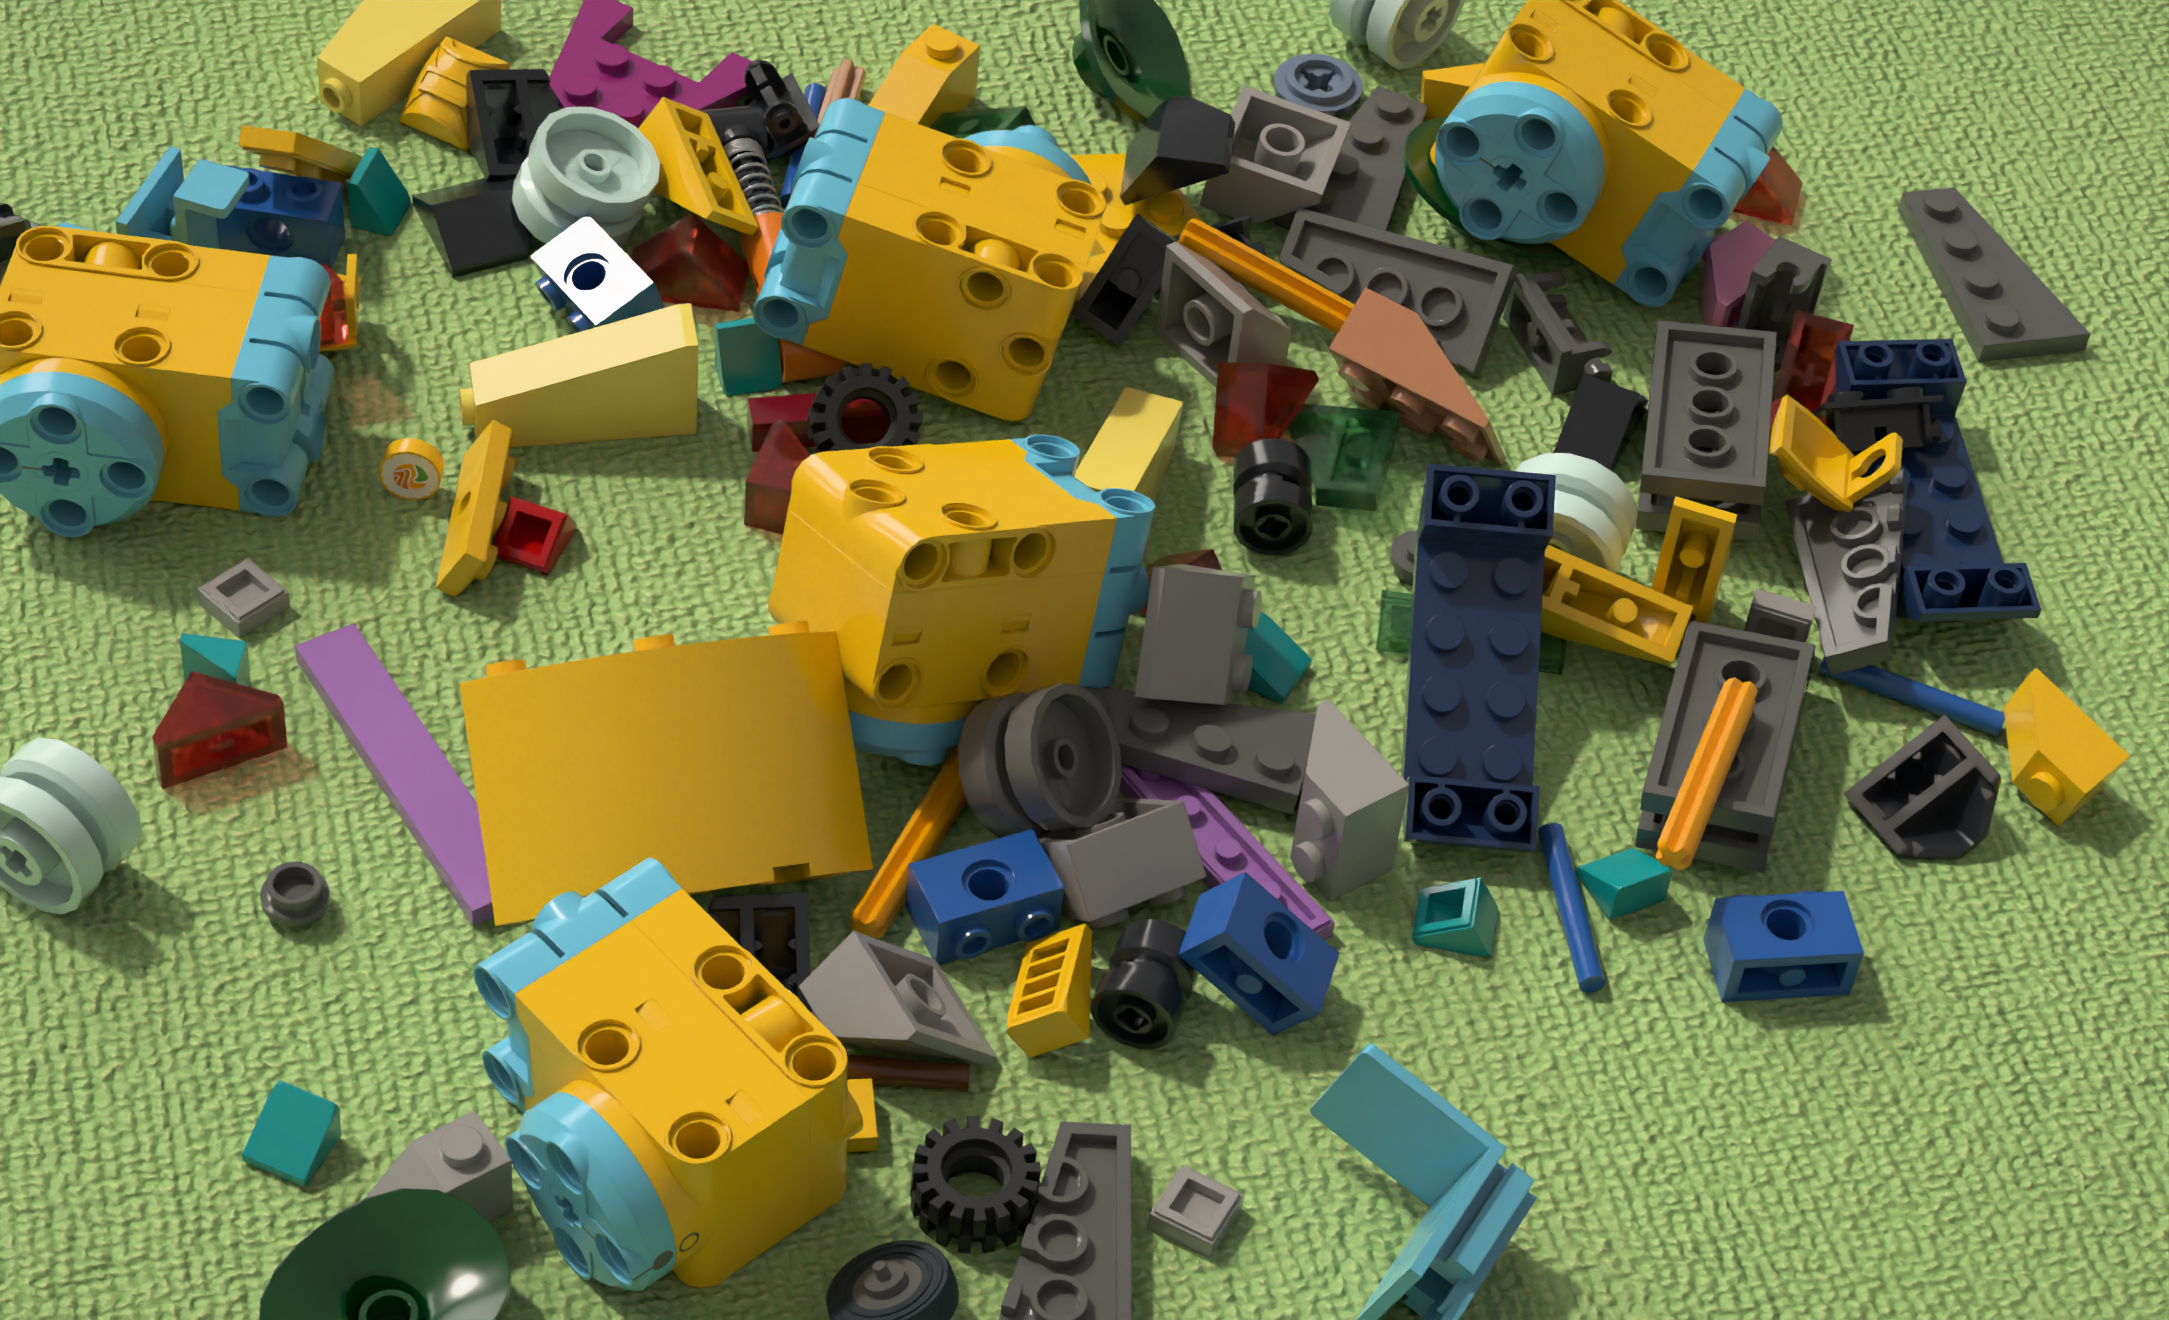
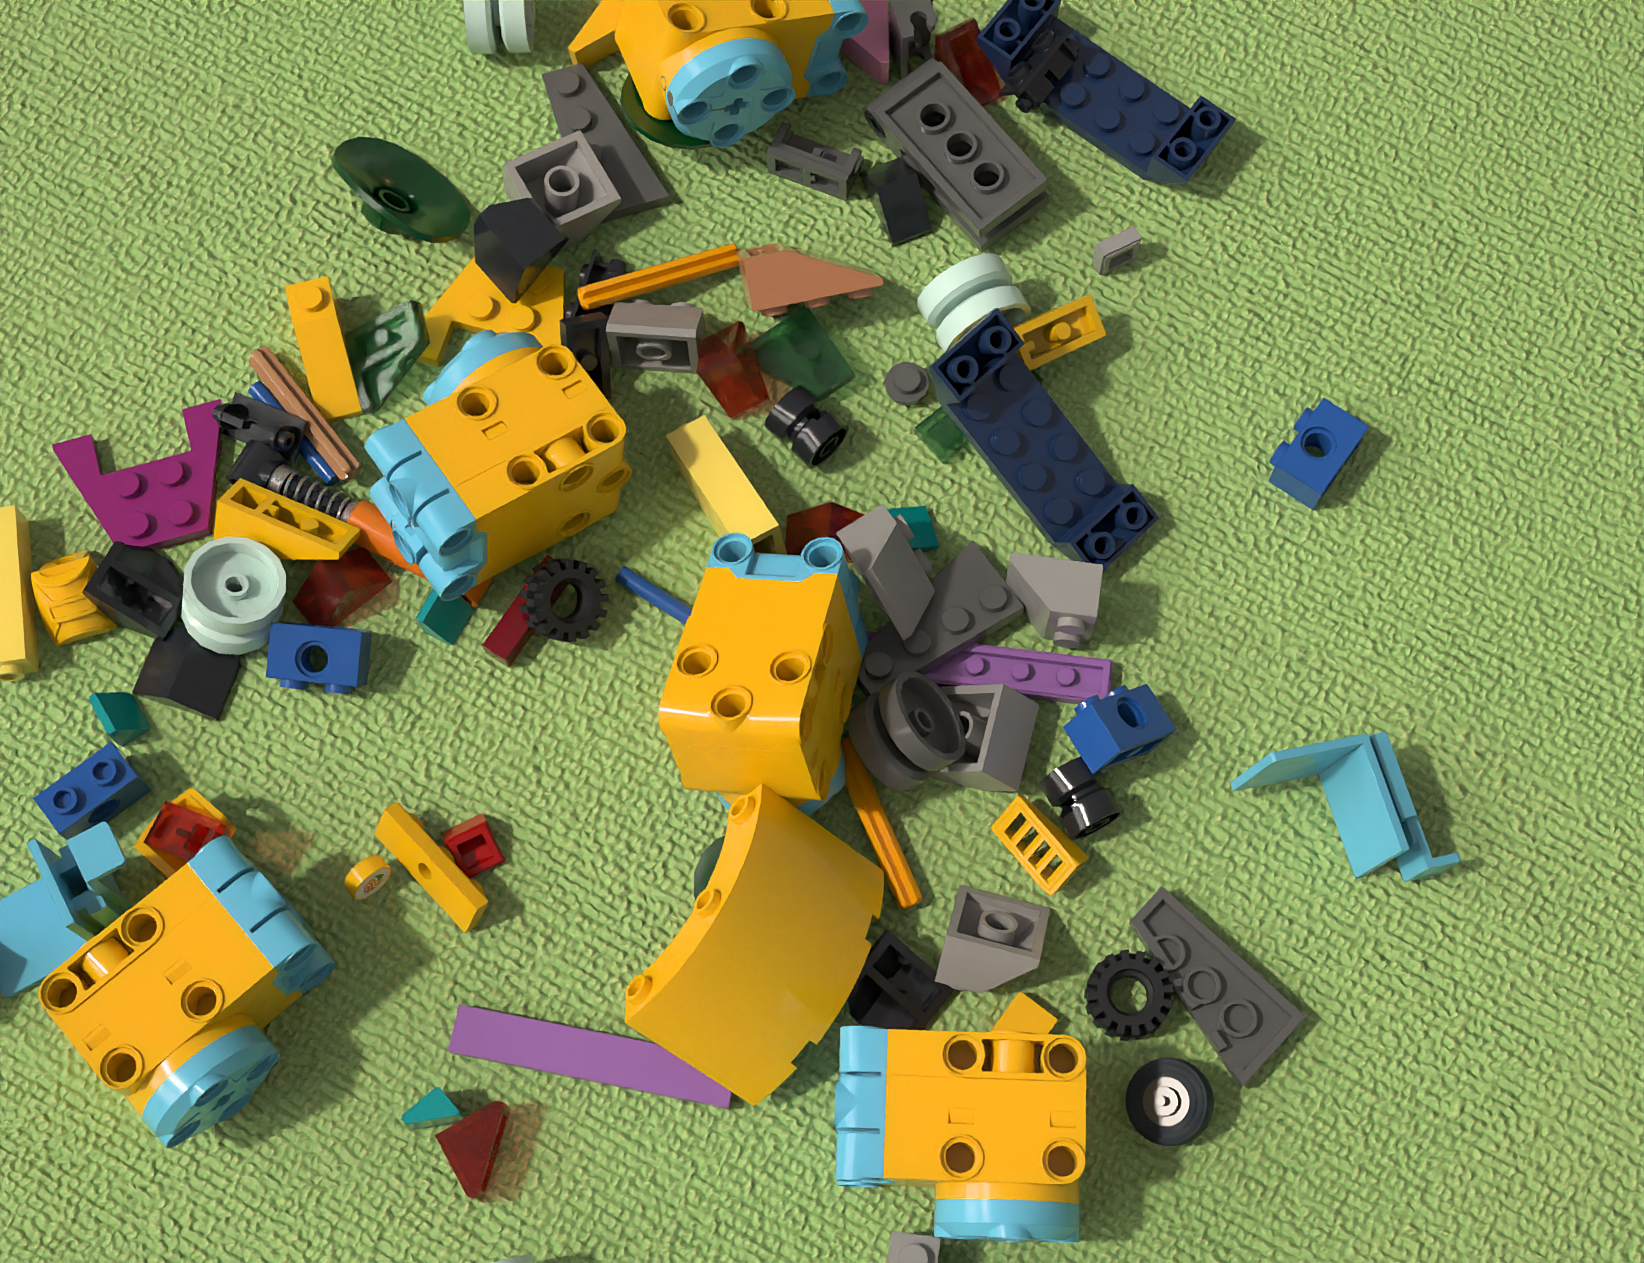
camera: 40 degrees left, 25 degrees up
(243, 598) = (379, 1048): light grey tile -> none
(294, 894) = (632, 1194): dark grey plate -> none
(298, 154) = (67, 746): yellow tile -> none
(593, 384) = (396, 729): light yellow slope -> none
(770, 479) = (570, 680): clear red slope -> none
(909, 1072) = (988, 1000): reddish brown bar -> none
(984, 897) = (958, 801): blue brick -> none
(1195, 1211) = (1229, 894): light grey tile -> none
(1319, 72) = (495, 96): sand blue gear -> none
(1449, 289) = (716, 207): dark grey wing -> none
(1457, 918) = (1156, 594): teal slope -> none
(1571, 908) = (1200, 530): blue bar -> none
(1625, 882) = (1205, 487): teal slope -> none
(1694, 556) = (1061, 271): yellow slope -> none
(1706, 774) = (1215, 402): light orange axle -> none
(1752, 793) = (1159, 296): dark grey hinge -> none
(1824, 466) = (1043, 126): yellow piece -> none
(1853, 571) = (1109, 172): dark grey wing -> none
(1922, 697) = (1208, 224): blue bar -> none
(1930, 795) = (1286, 287): black slope -> none
(2057, 749) = (1317, 198): yellow slope -> none

